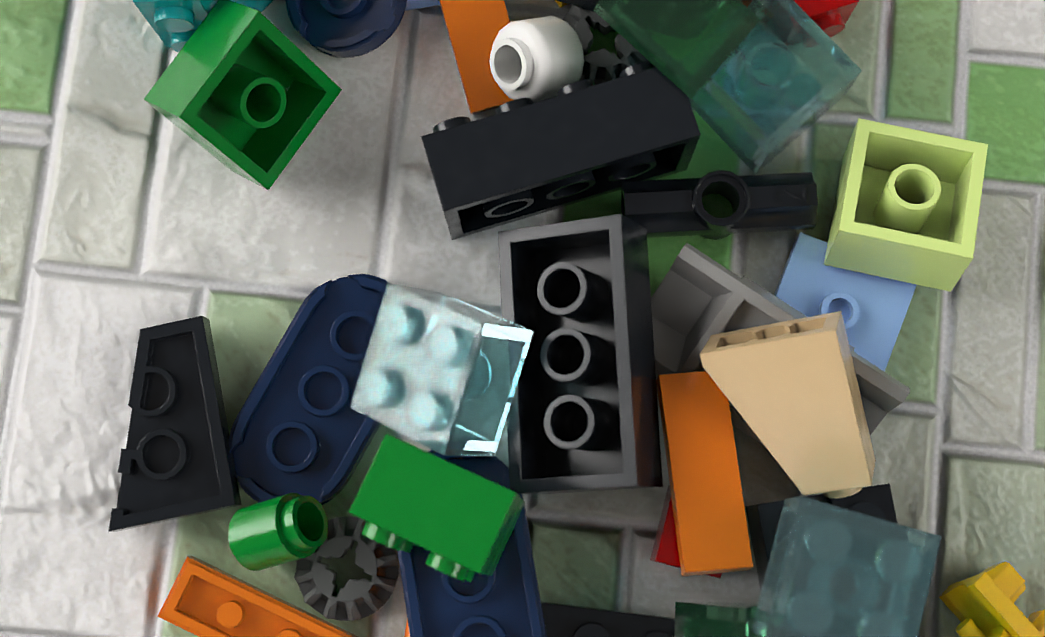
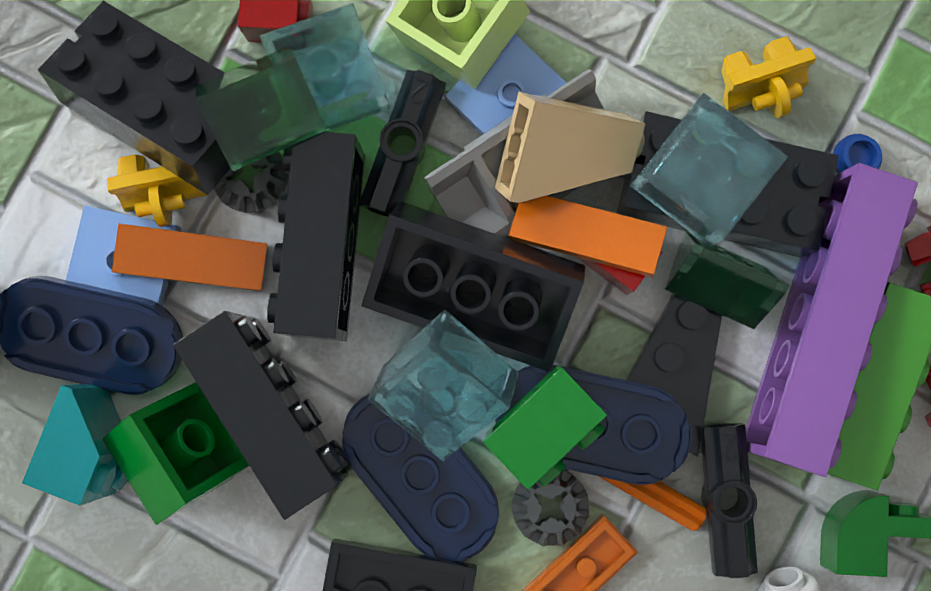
camera: 70 degrees left, 5 degrees up
(277, 531) = (508, 545): green brick -> none
(326, 169) = (263, 410): none -> black brick
(536, 58) = (244, 227): white head -> none

